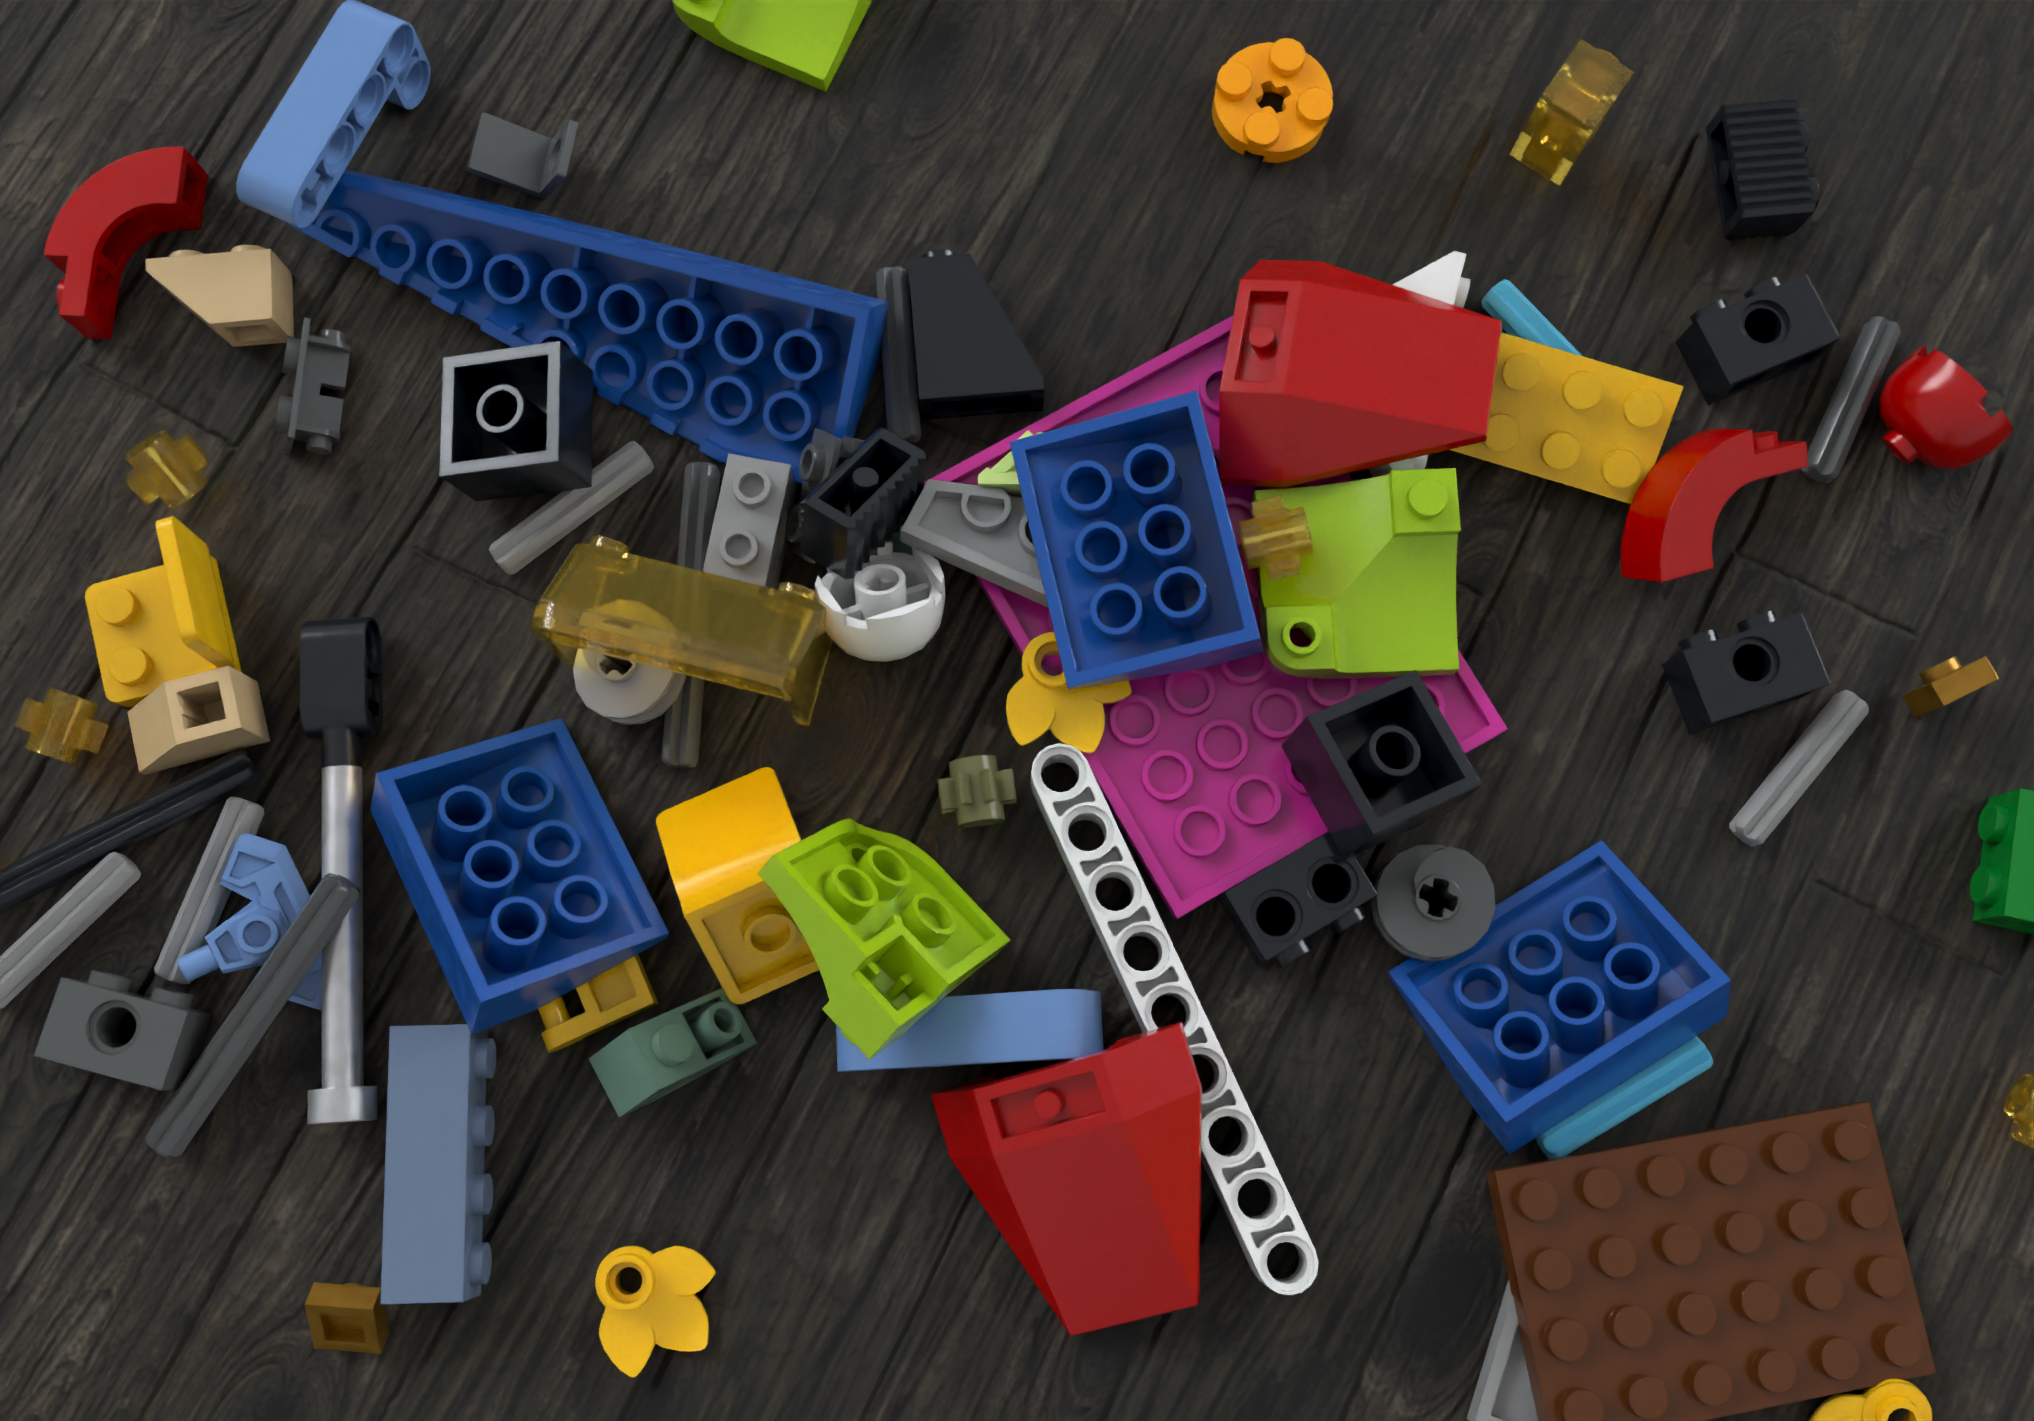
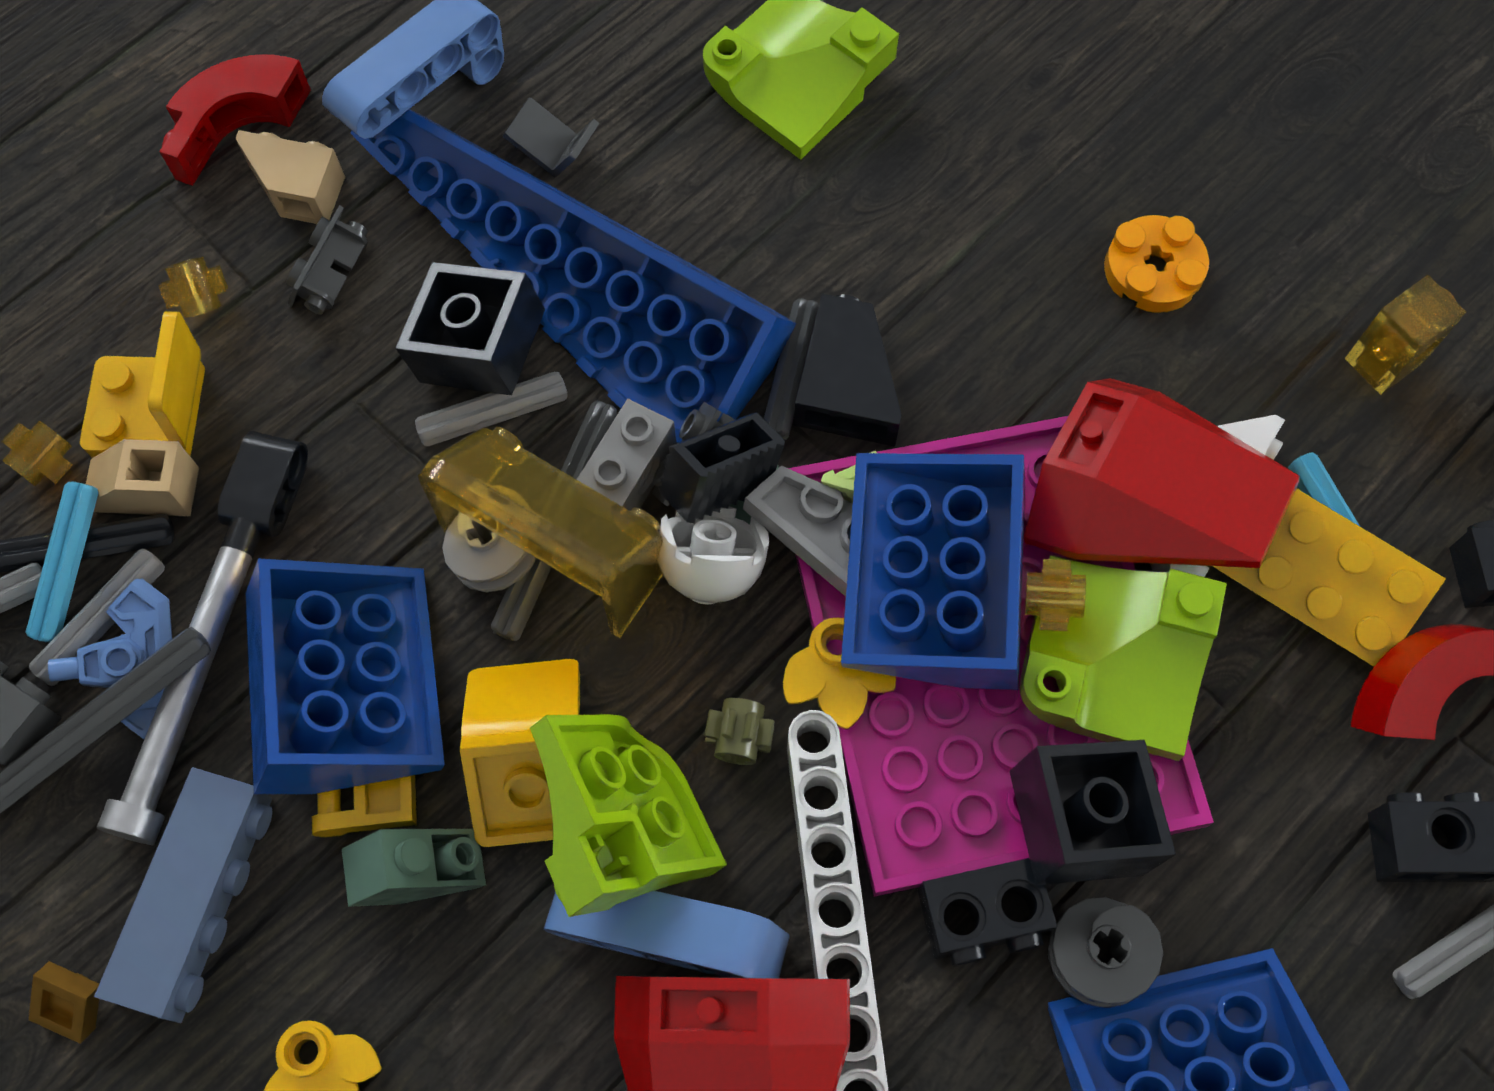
camera: 20 degrees right, 10 degrees down
(145, 842) = (62, 561): none -> medium azure axle

